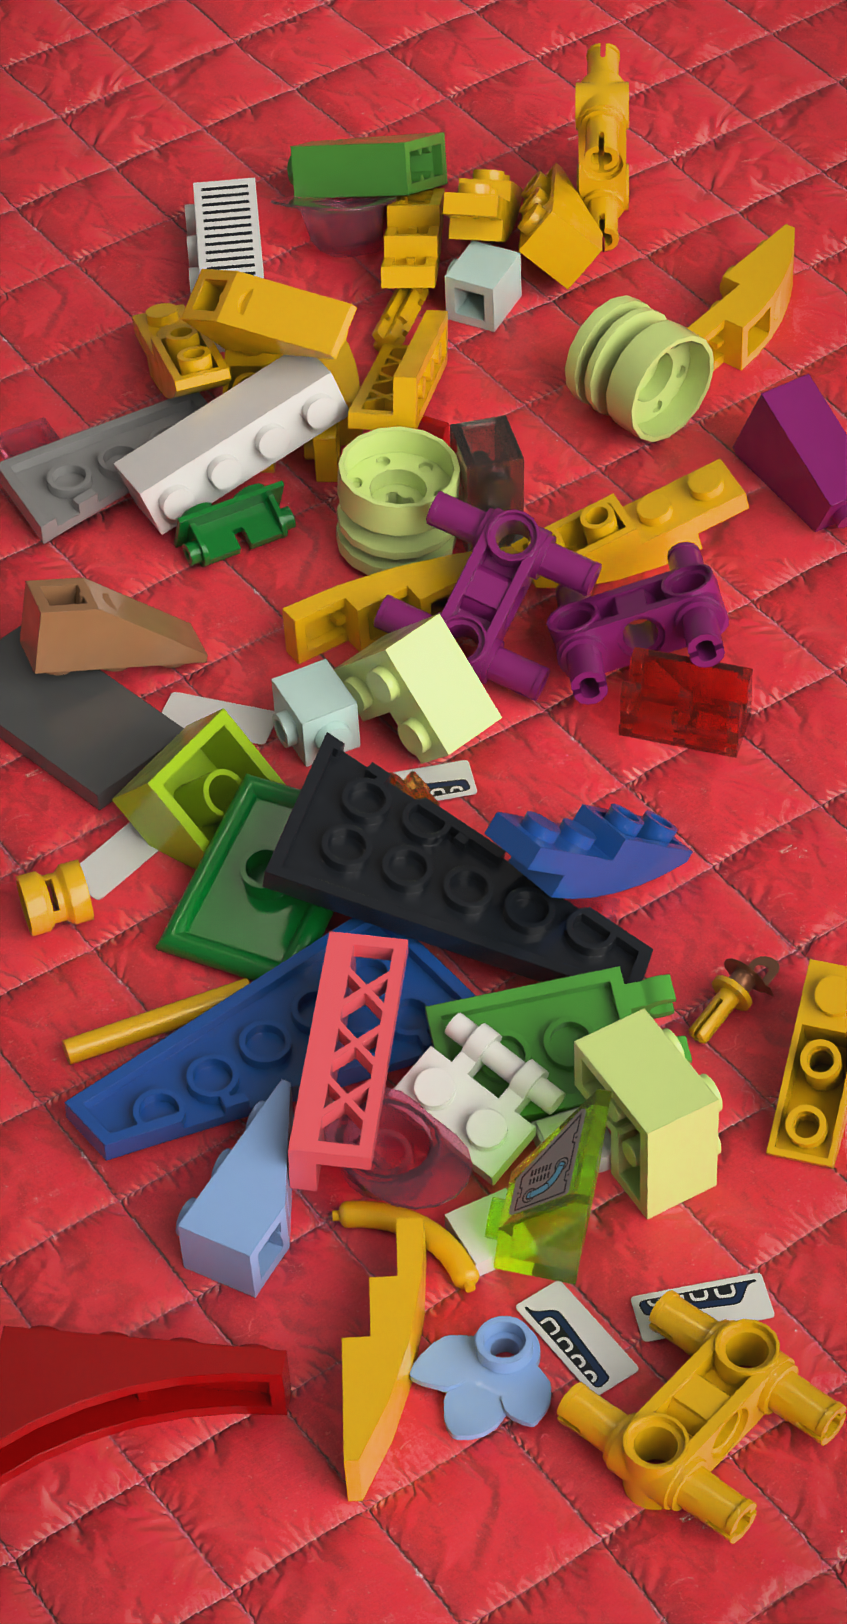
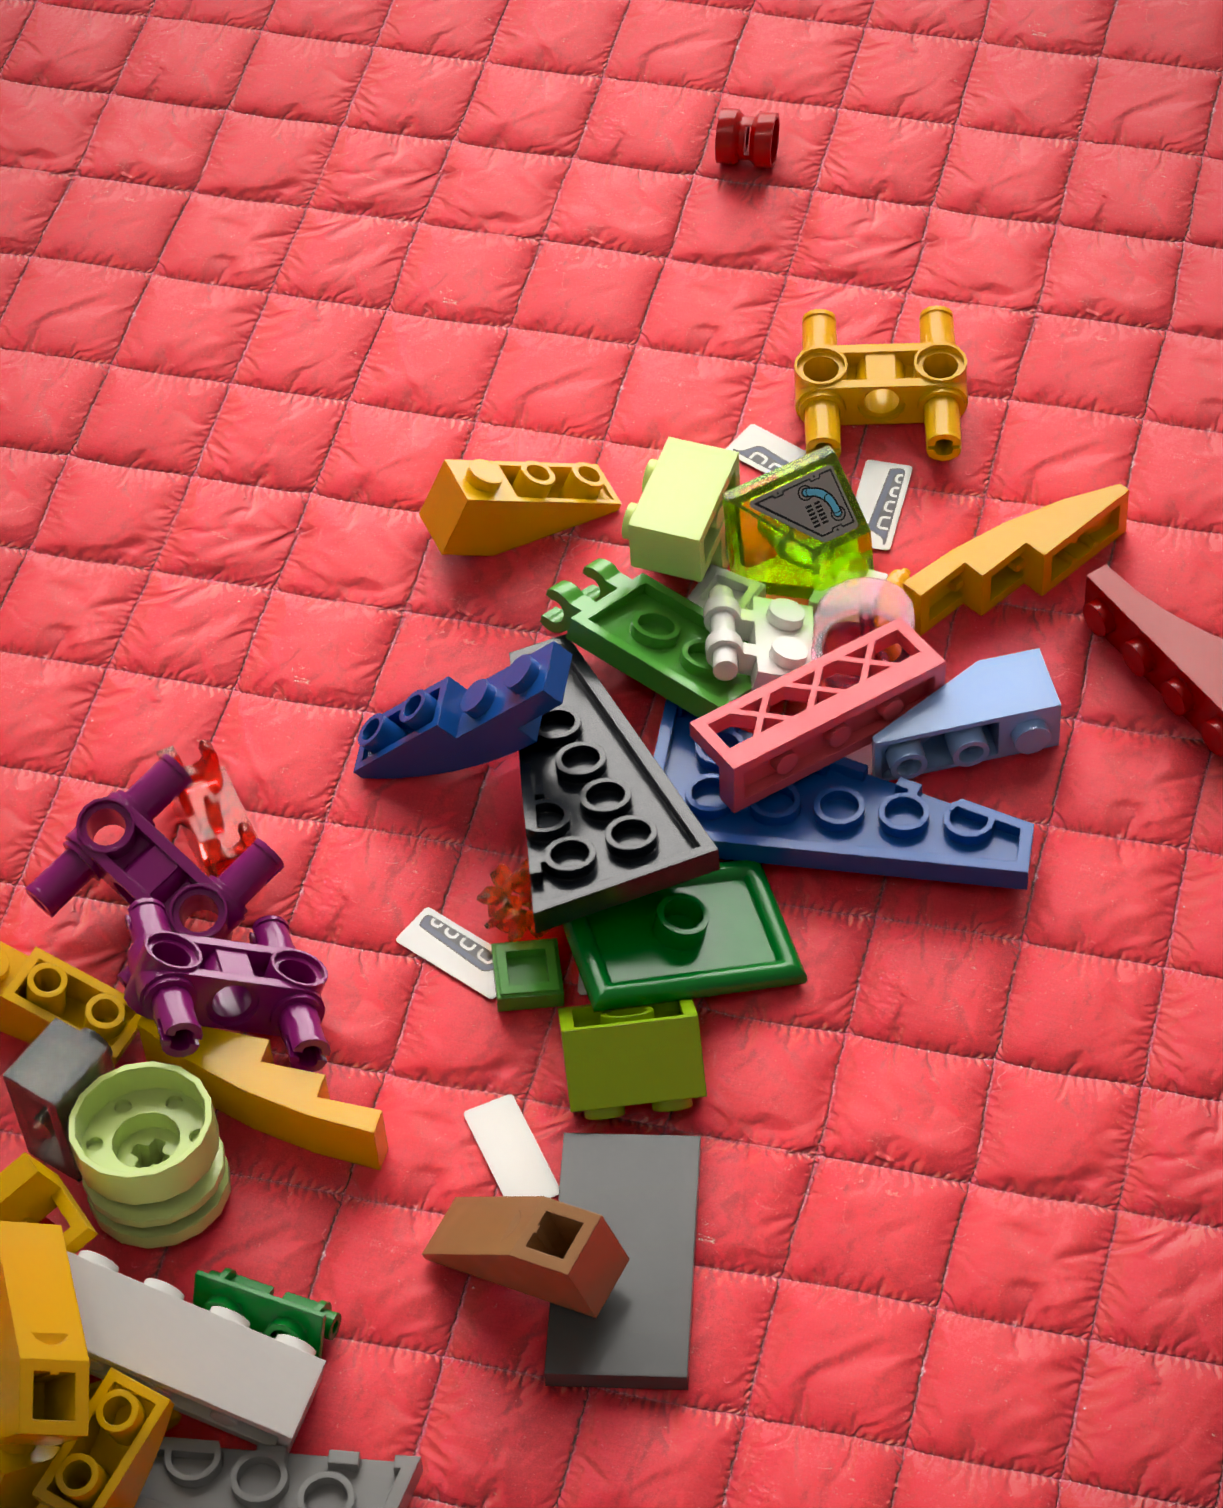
camera: 130 degrees left, 5 degrees up
(68, 893) = (840, 1064): yellow wheel -> none
(115, 861) = (744, 1095): white sticker -> none
(145, 1024) = (876, 918): yellow bar -> none
(309, 706) = (459, 1048): light aqua brick -> none
(424, 686) = (373, 979): yellowish green brick -> none
(484, 1386) = (960, 508): light blue plate -> none
(732, 993) = (495, 598): yellow piece -> none

